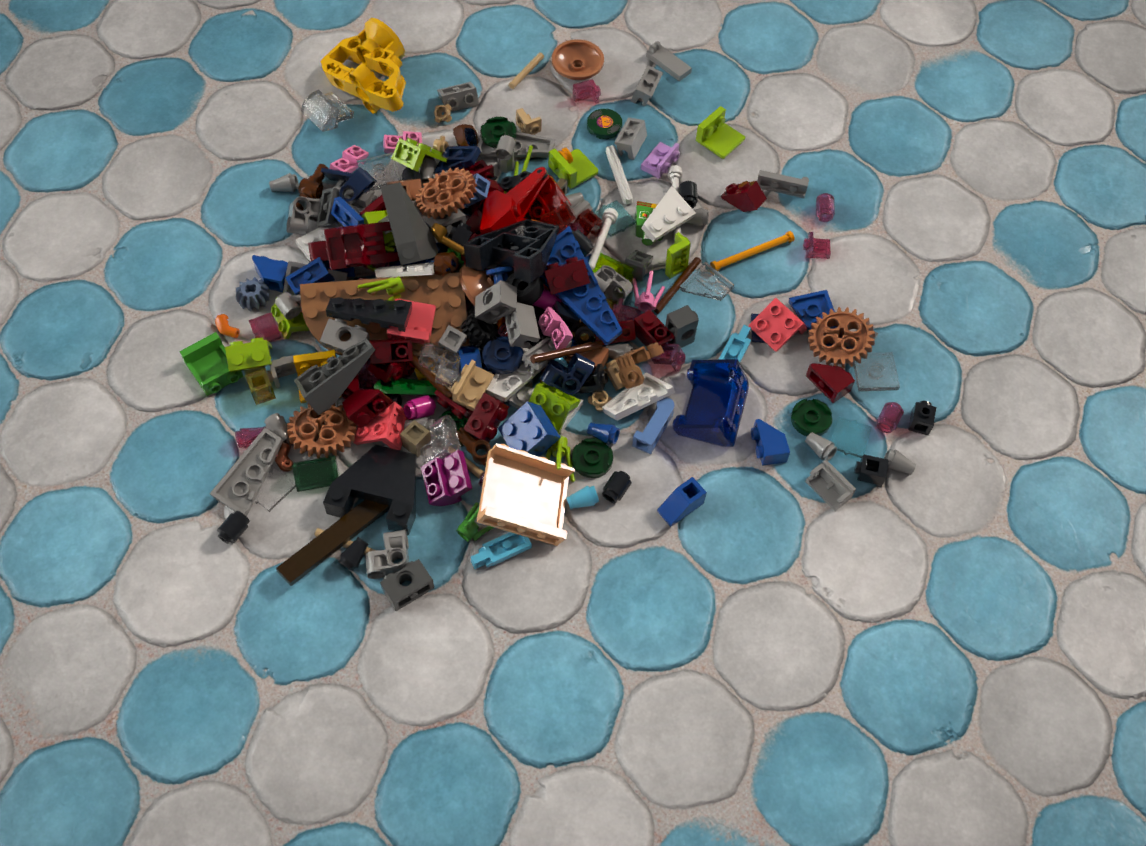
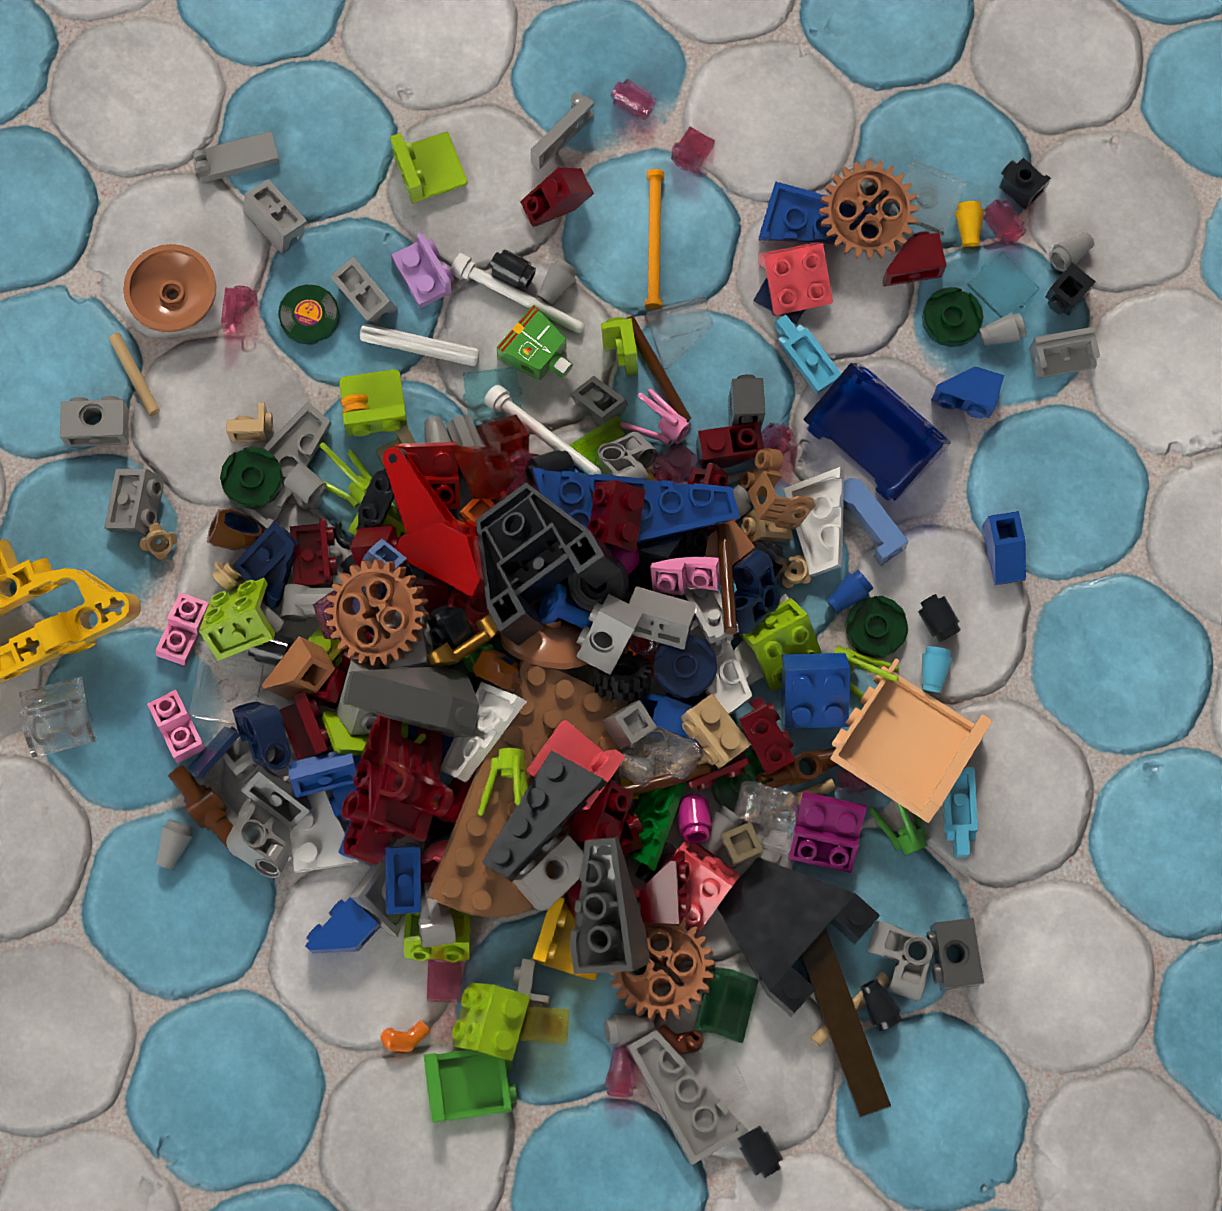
camera: 65 degrees left, 15 degrees up
(252, 294) = (358, 972): sand blue gear -> none
(490, 63) = (111, 429): none -> light grey brick
(667, 215) = (551, 319): white wing -> none
(876, 399) = (969, 221): none -> yellow cone

